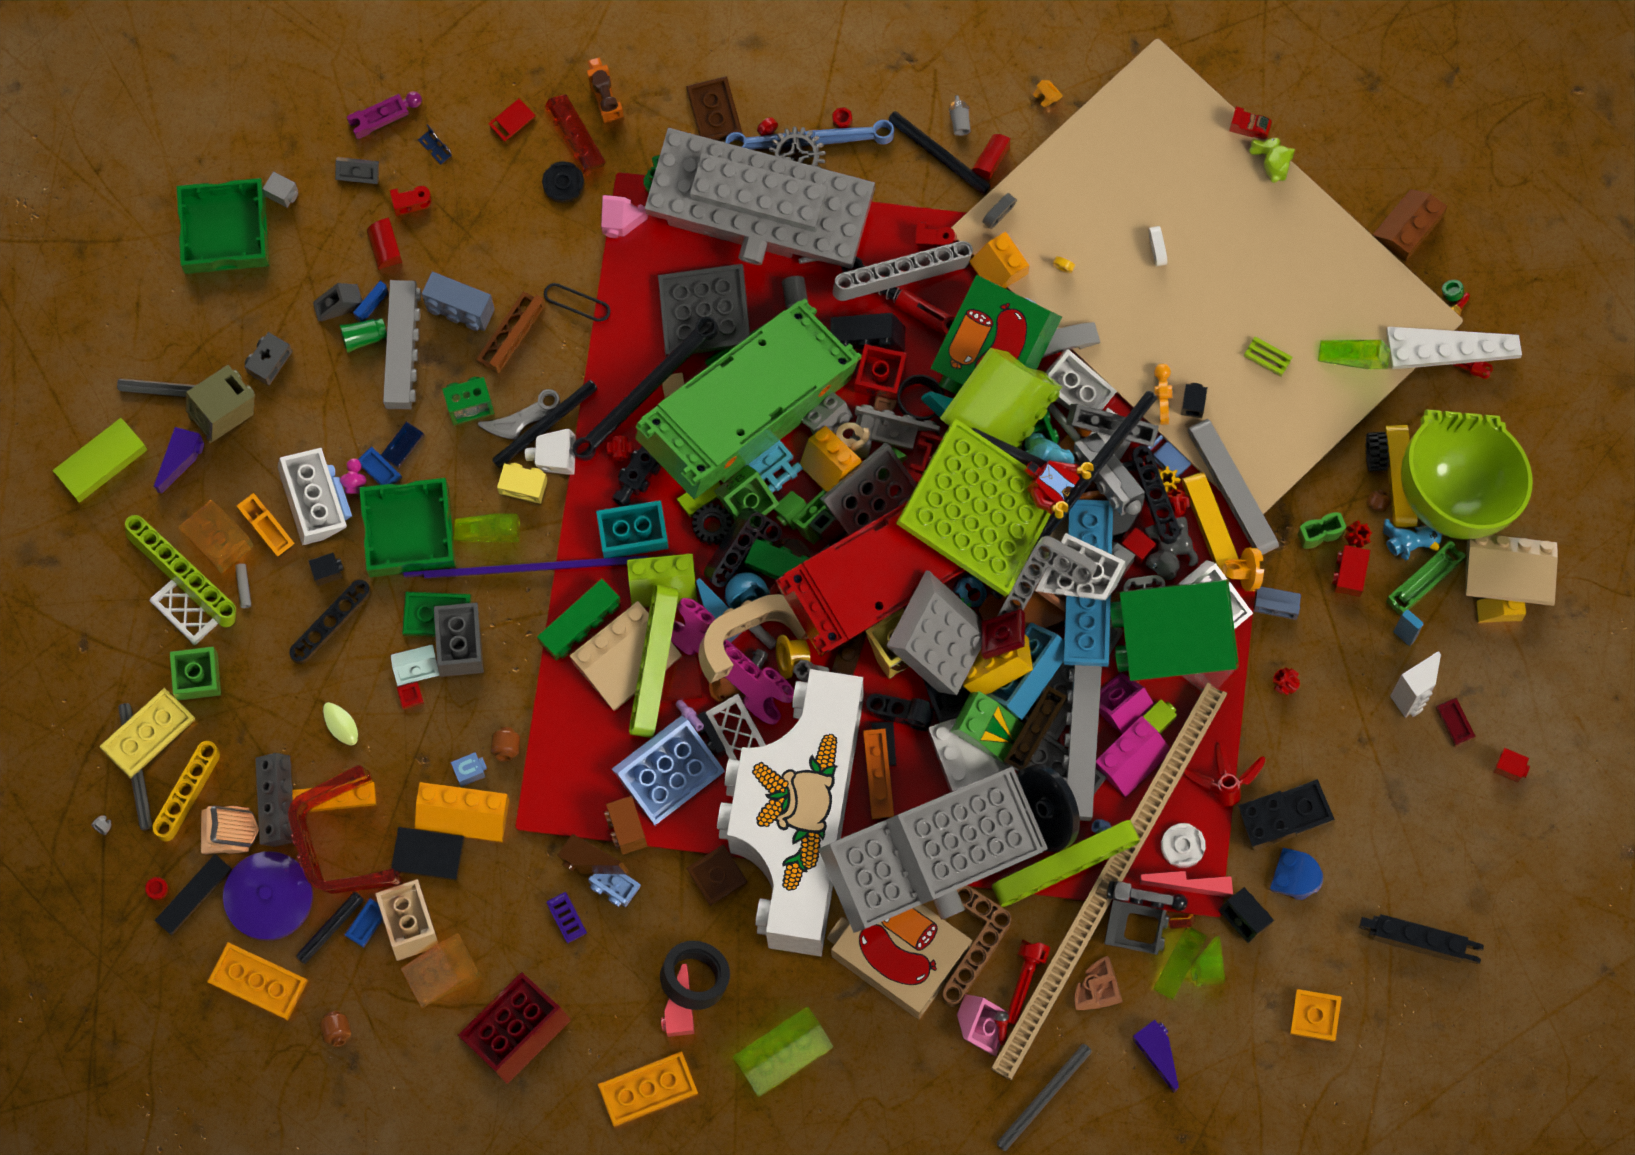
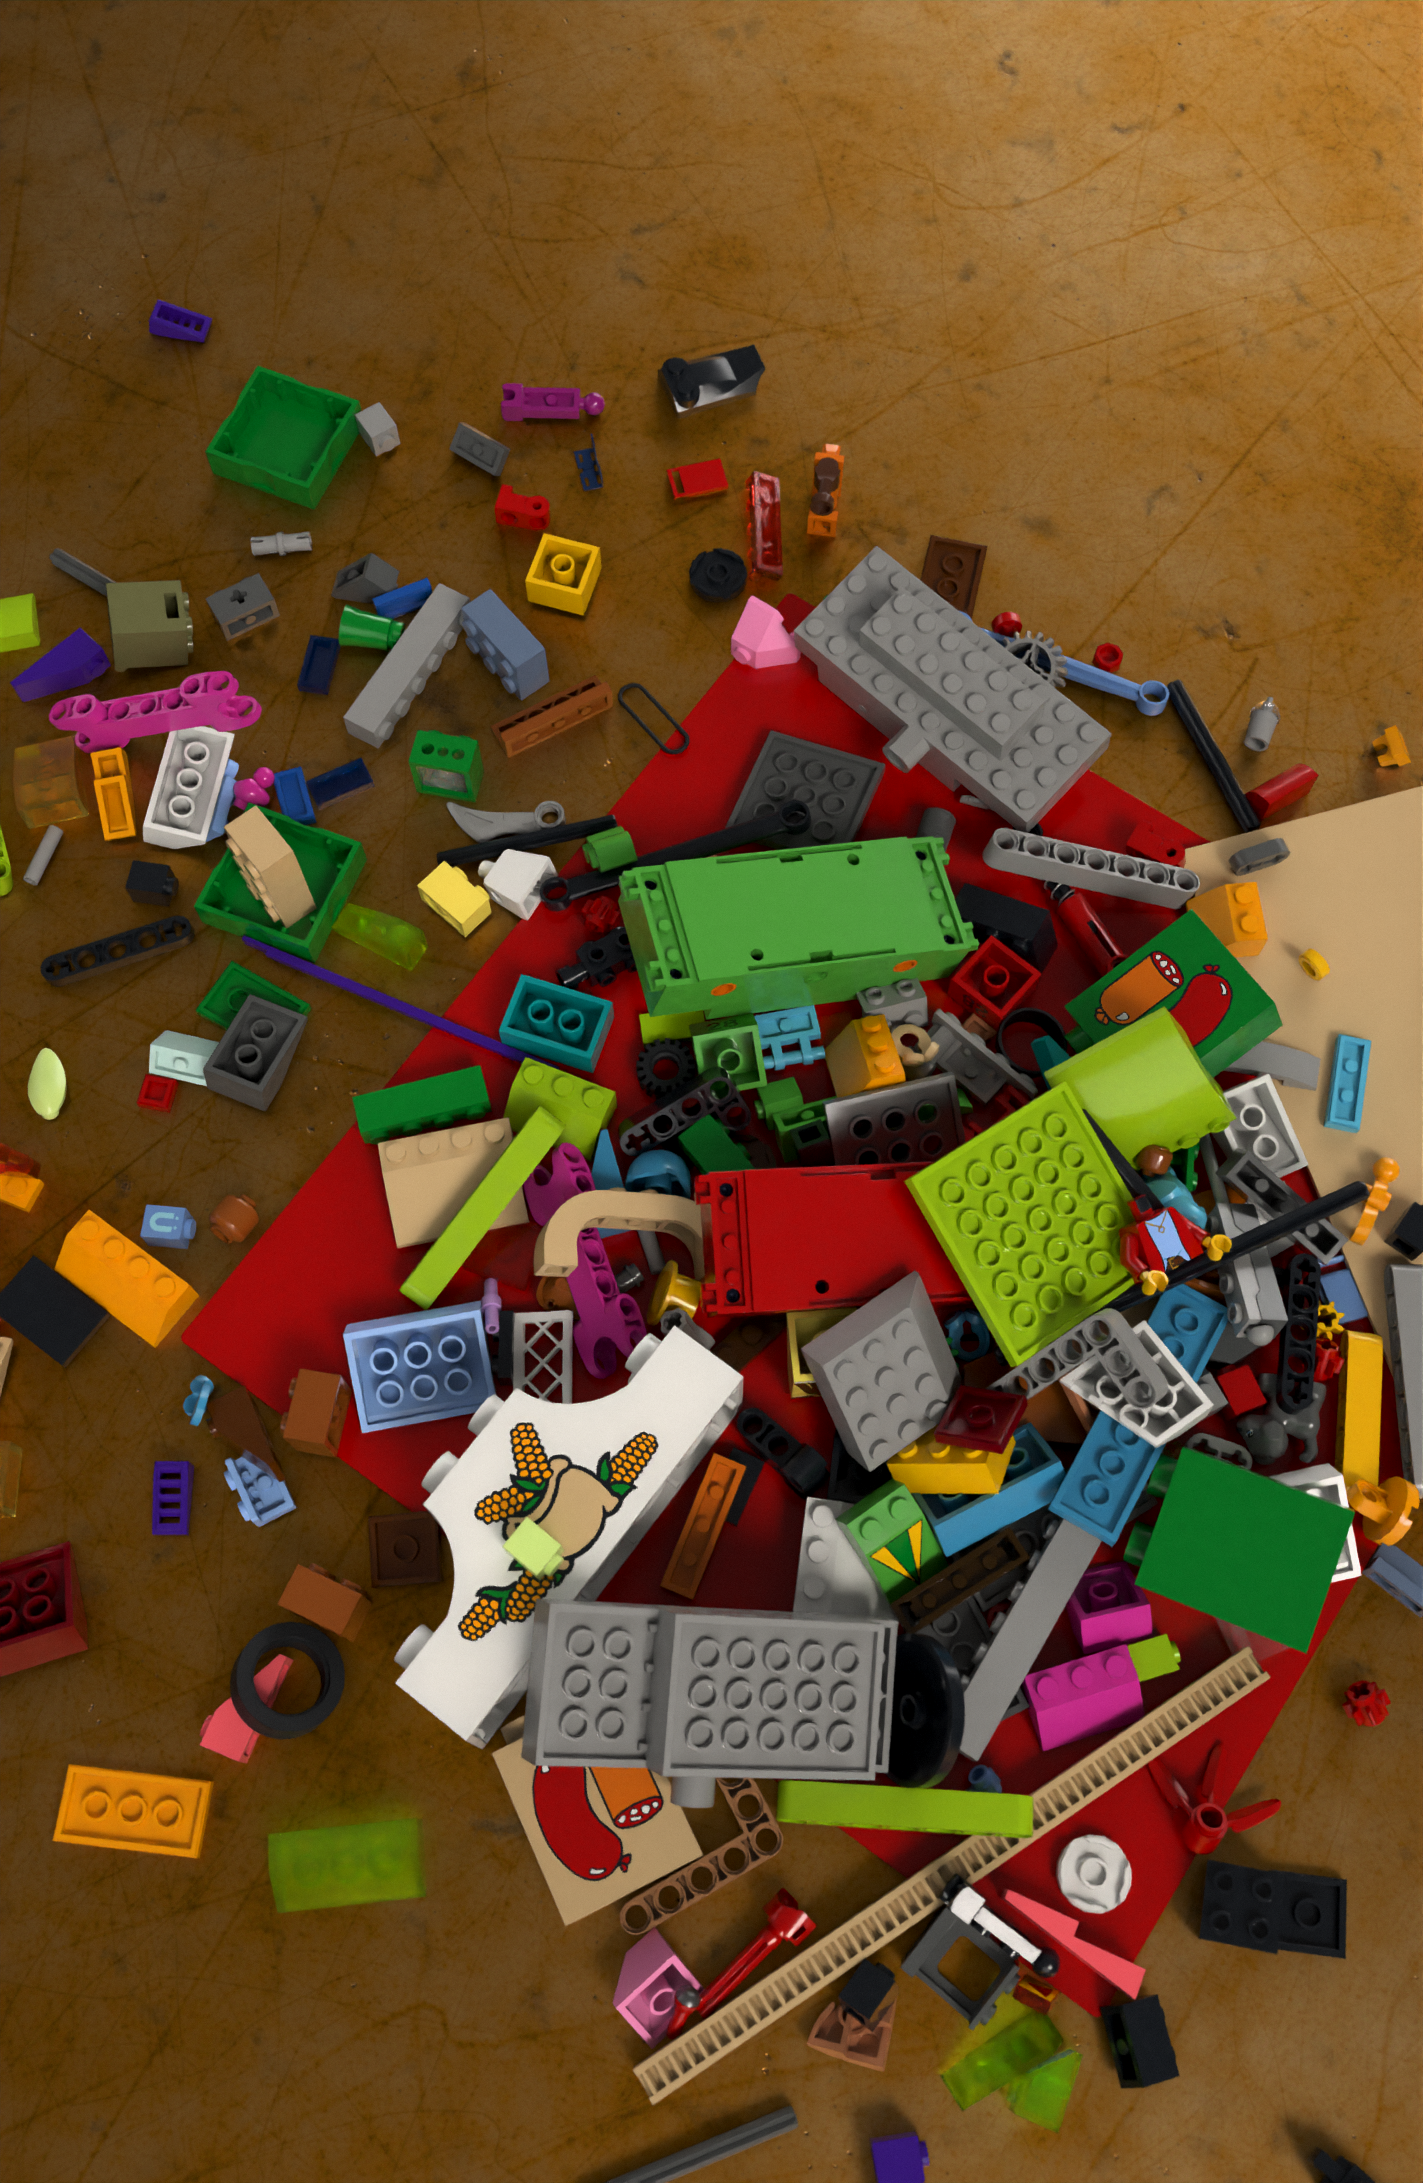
camera: 25 degrees right, 5 degrees down
(88, 184) = (173, 313): none -> dark purple slope
(264, 302) = (281, 543): none -> light grey pin
(299, 438) = (193, 704): none -> dark pink piece
(340, 372) = (319, 665): none -> clear blue tile
(384, 244) = (462, 544): red brick -> none
(406, 523) = (269, 867): none -> tan brick
(466, 233) = (563, 574): none -> yellow brick
(481, 42) = (711, 380): none -> black slope
(547, 860) = (196, 1403): none -> dark azure piece
(603, 404) = (609, 849): none -> bright green brick
(691, 923) = (324, 1602): none -> dark orange brick
(802, 825) = (534, 1549): none -> yellowish green brick
(1027, 435) = (1154, 1160): none -> dark orange piece
(1095, 966) = (869, 1994): none -> black brick
(1117, 329) = (1347, 1083): none -> medium azure tile
(1297, 875) = (1247, 2017): blue slope -> none

